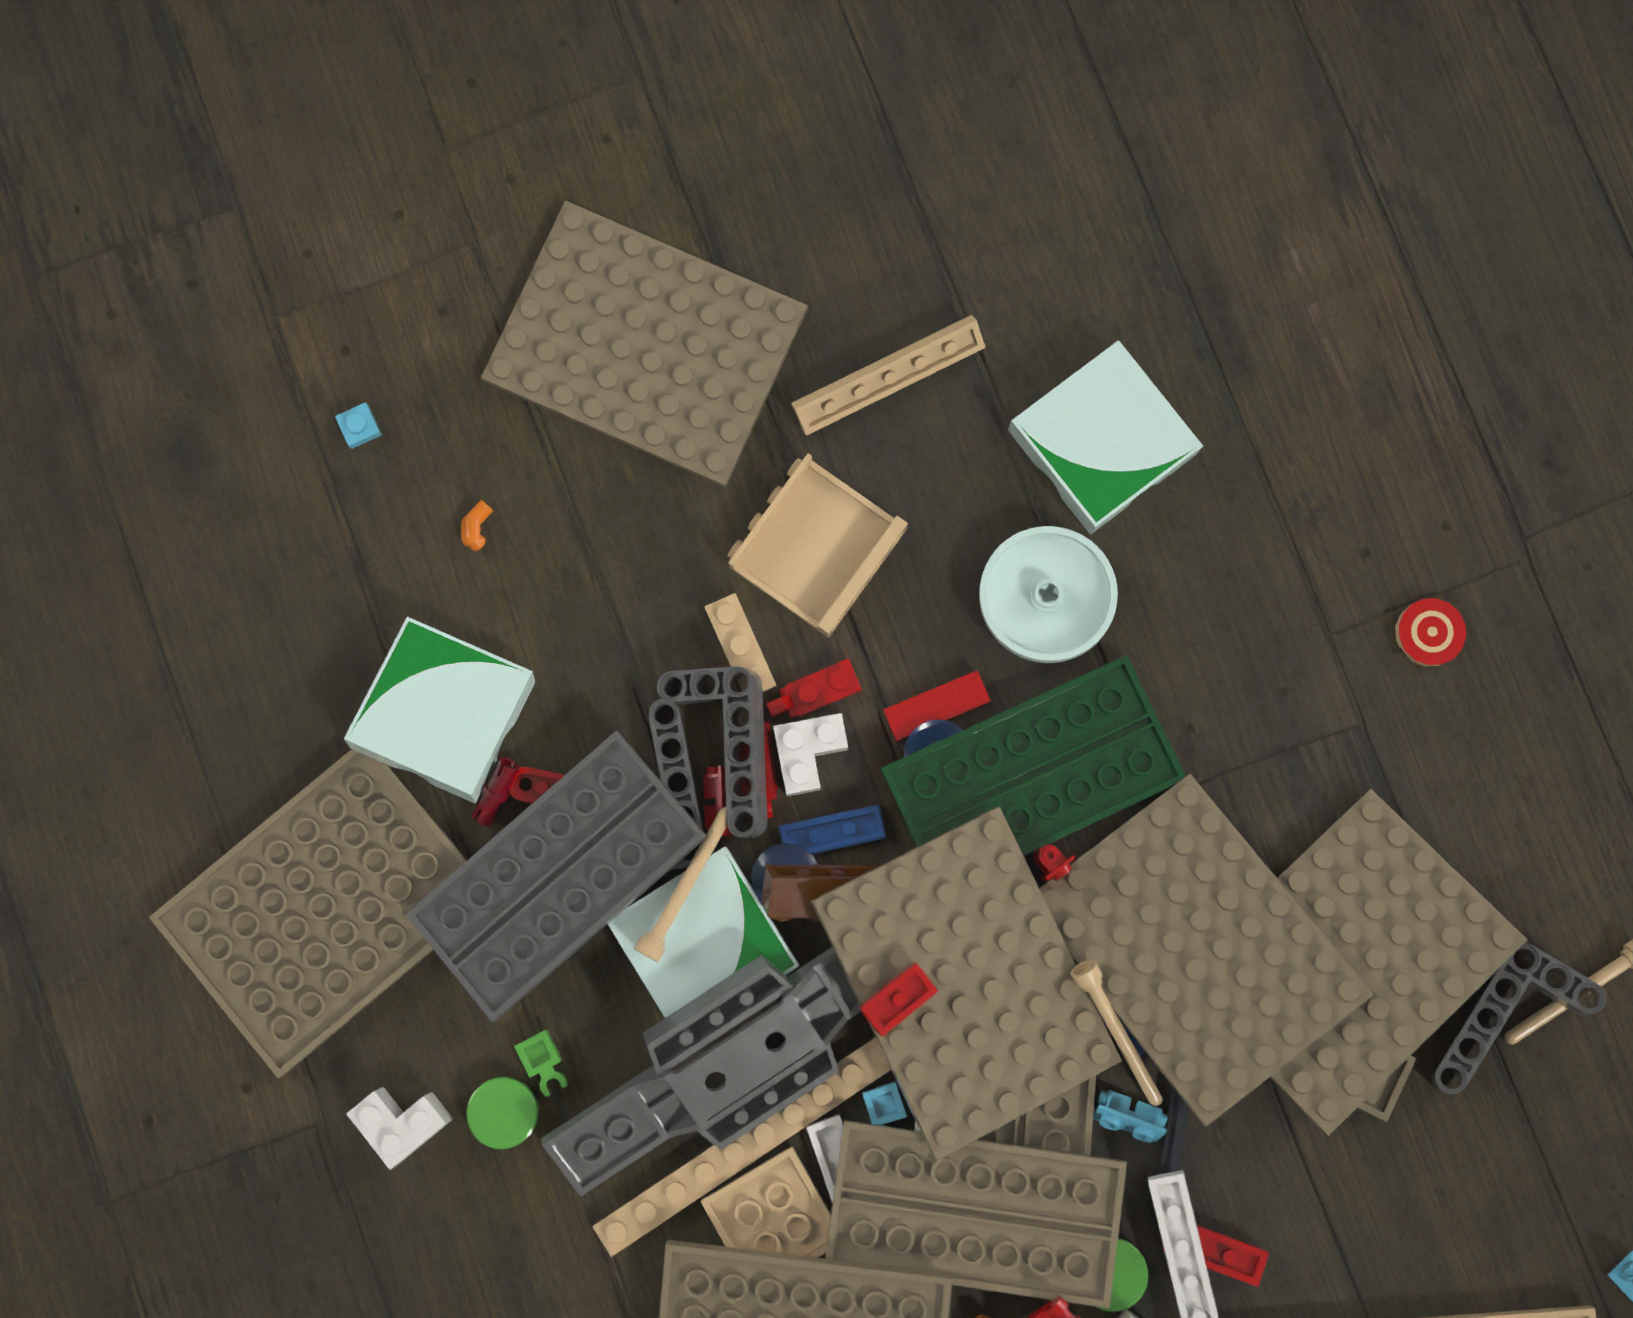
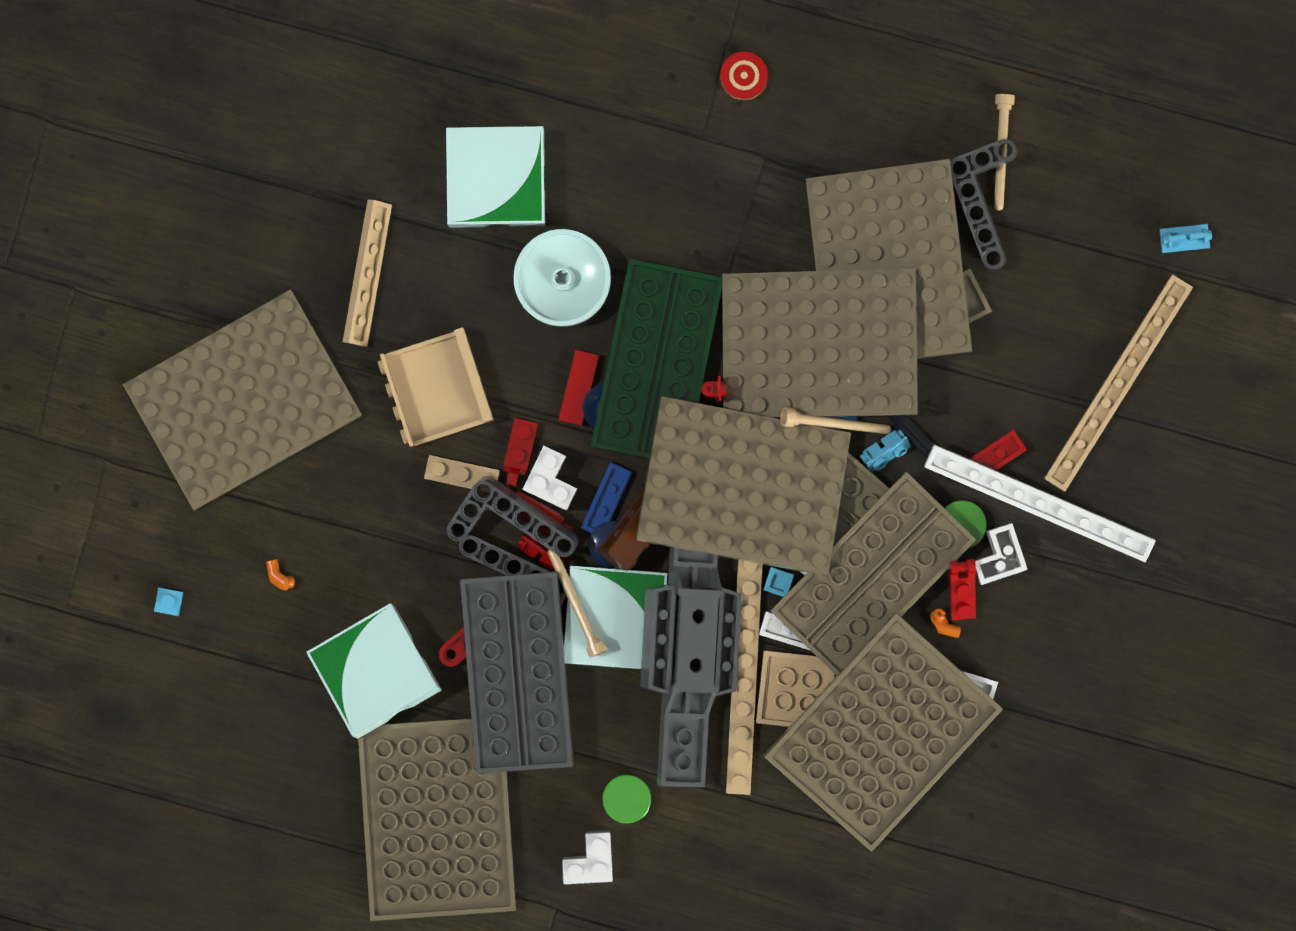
camera: 55 degrees left, 5 degrees up
(495, 791) = (443, 673): dark red pin -> none
(540, 1056) = (610, 755): bright green plate -> none
(898, 999) = (724, 531): red plate -> none

